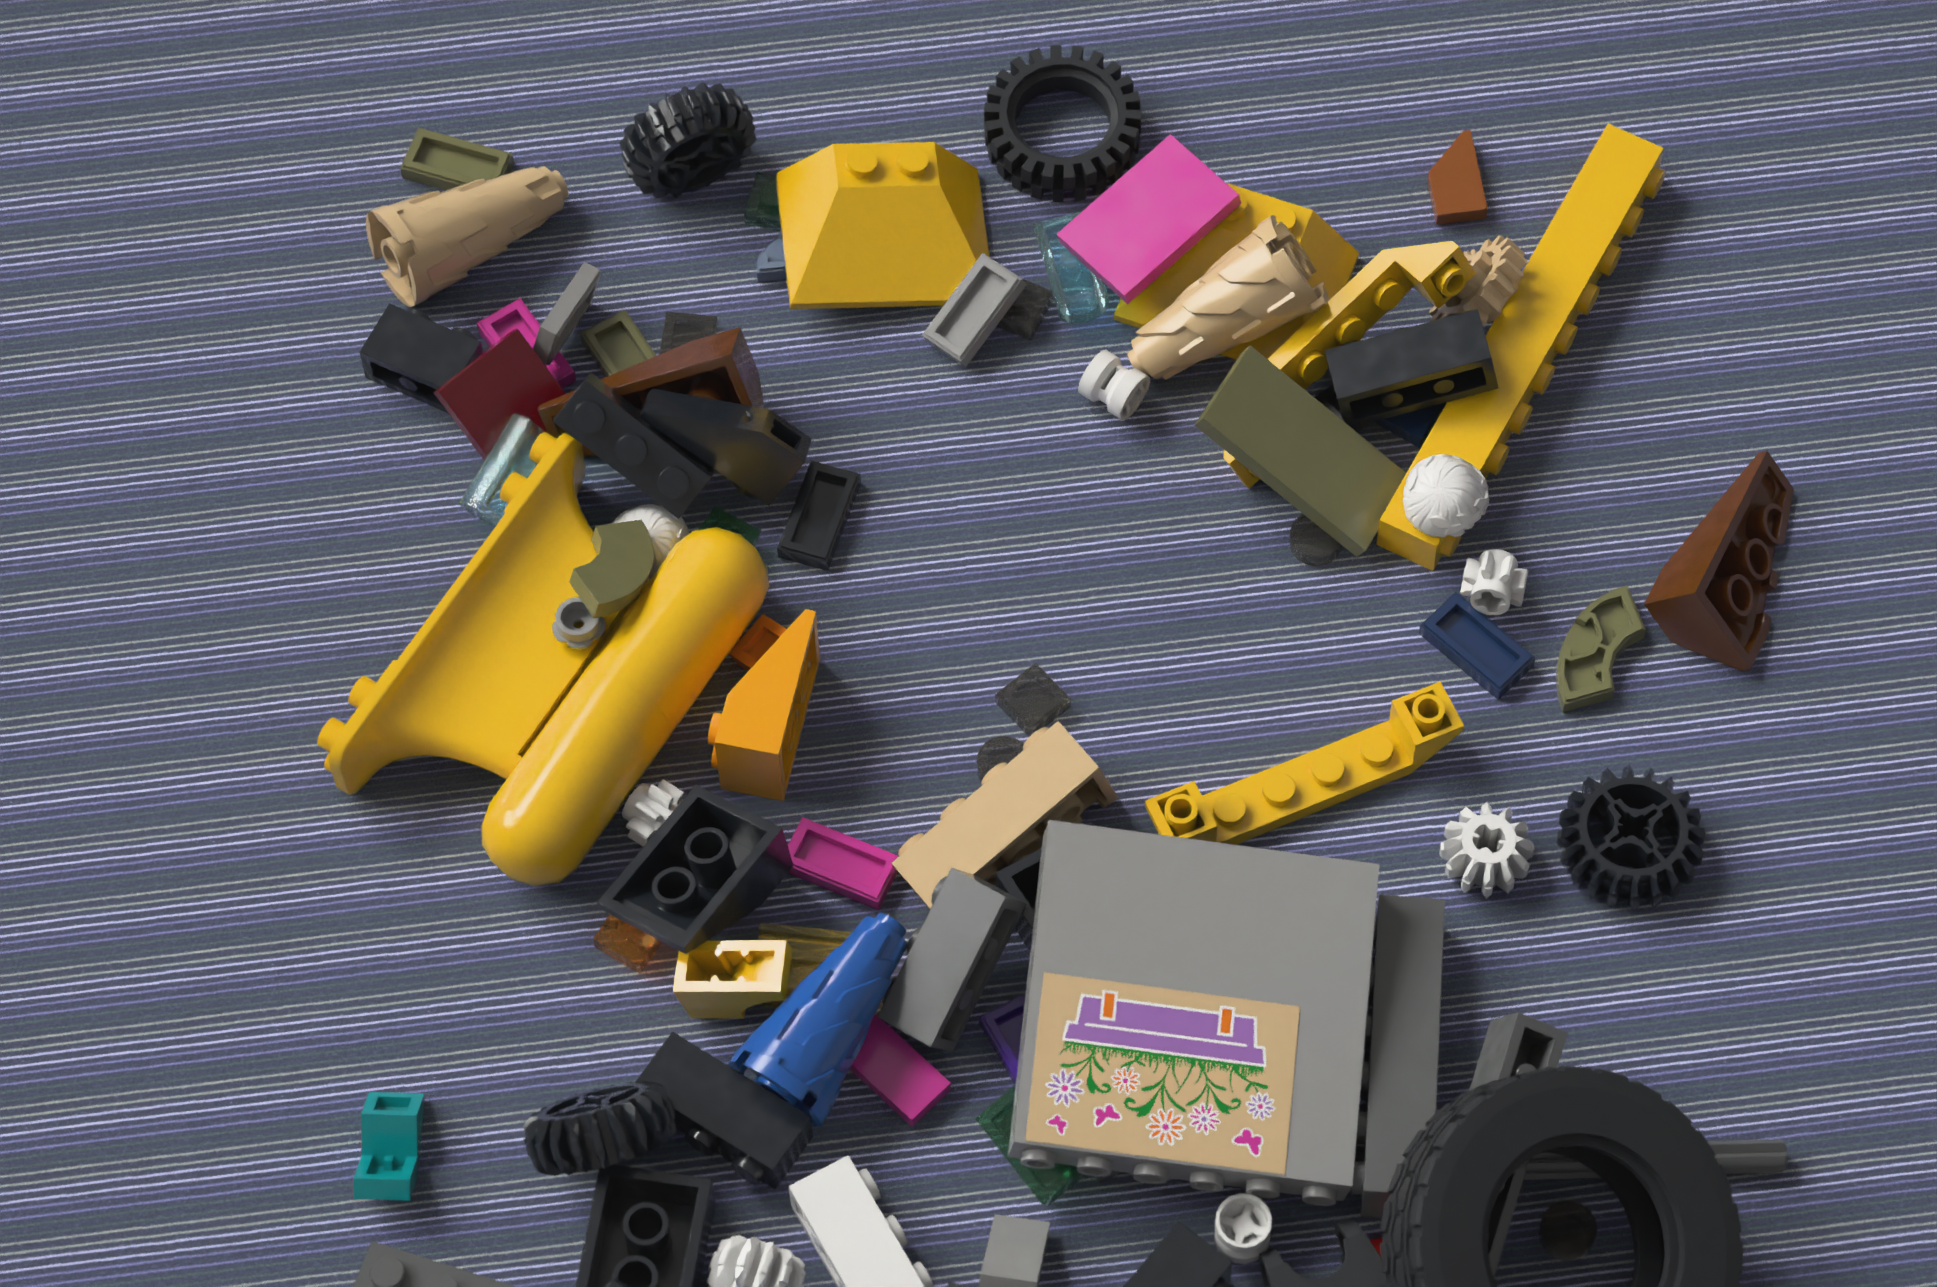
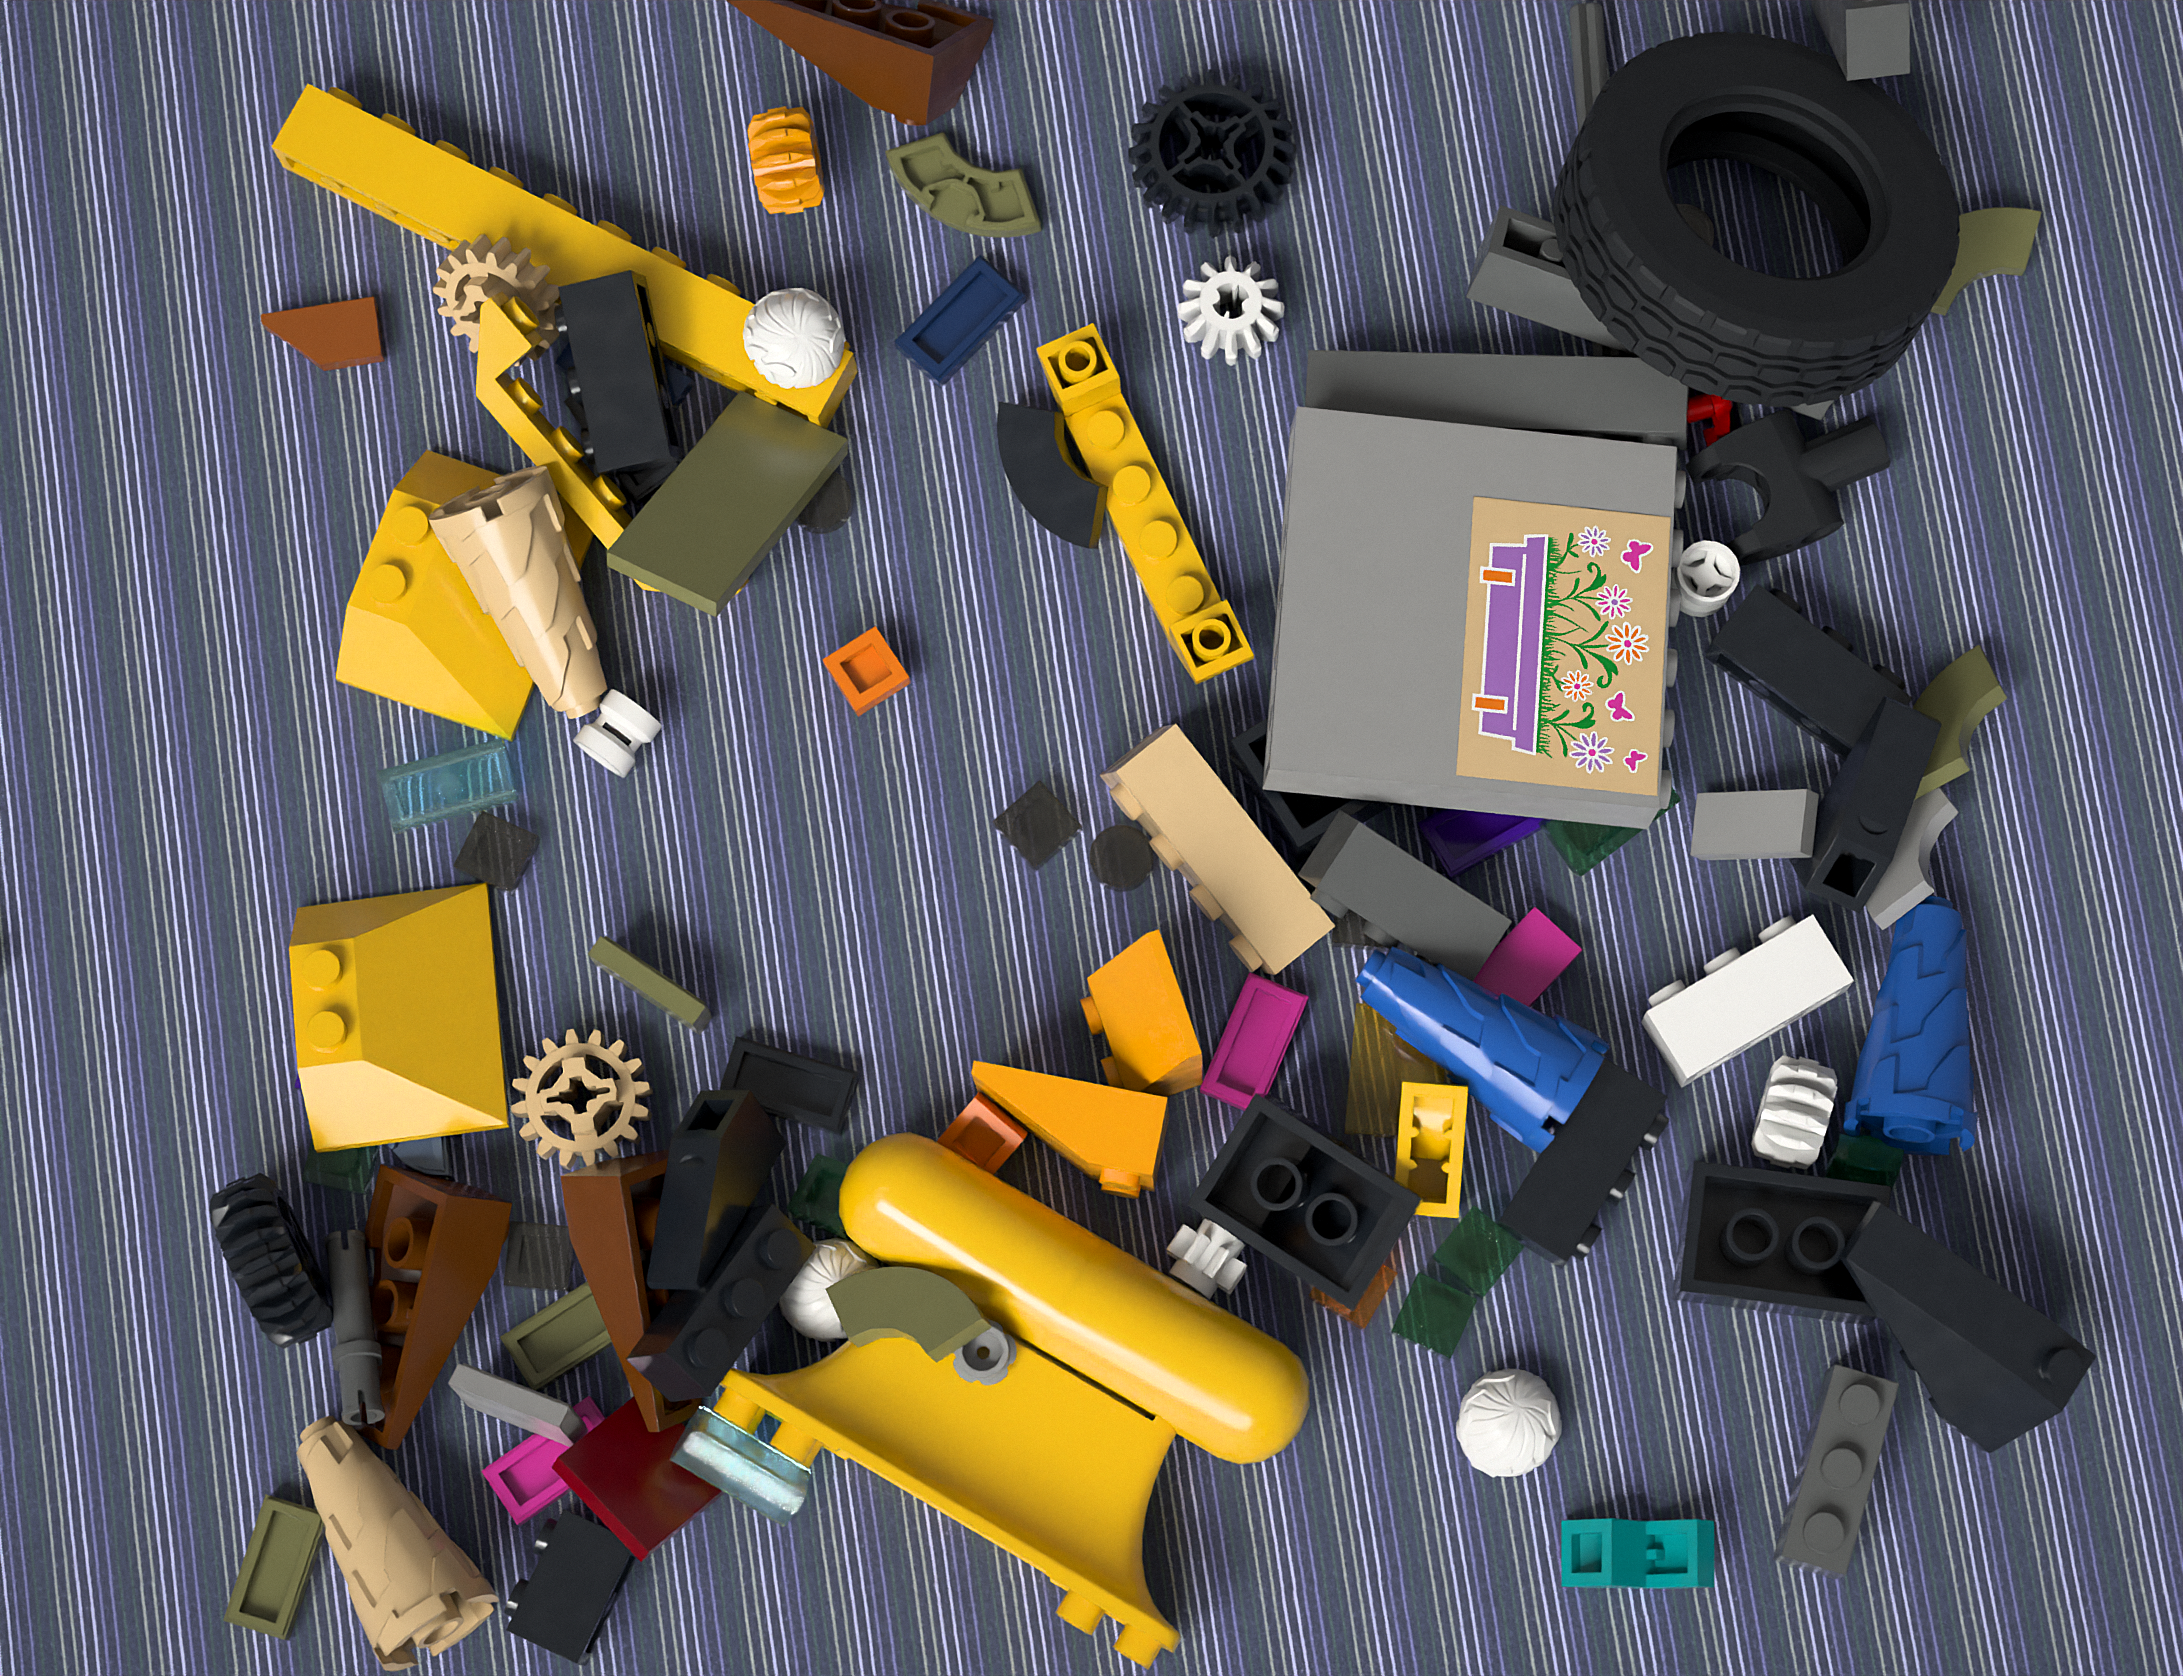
camera: 85 degrees left, 15 degrees up
(508, 1050) = (1508, 1423): none -> white hair
(599, 1128) = (1633, 1295): black gear -> none
(601, 997) = (1433, 1316): none -> clear green plate
(634, 203) = (356, 1350): none -> dark grey pin
(649, 1025) = (1478, 1252): none -> clear green plate
(689, 264) = (431, 1265): none -> reddish brown wedge
(836, 355) = (577, 1072): none -> tan gear
(853, 769) = (1143, 1021): none -> light orange slope
(903, 410) = (650, 984): none -> olive tile
(974, 310) = (510, 902): light grey tile -> none
(1058, 73) = (188, 750): black tyre -> none
(1149, 218) = (406, 682): dark pink tile -> none
(1165, 568) = (866, 671): none -> orange plate
(1335, 705) = (1046, 475): none -> black tile
(1494, 582) = (889, 294): white gear -> none
(1609, 500) = (786, 160): none -> light orange gear

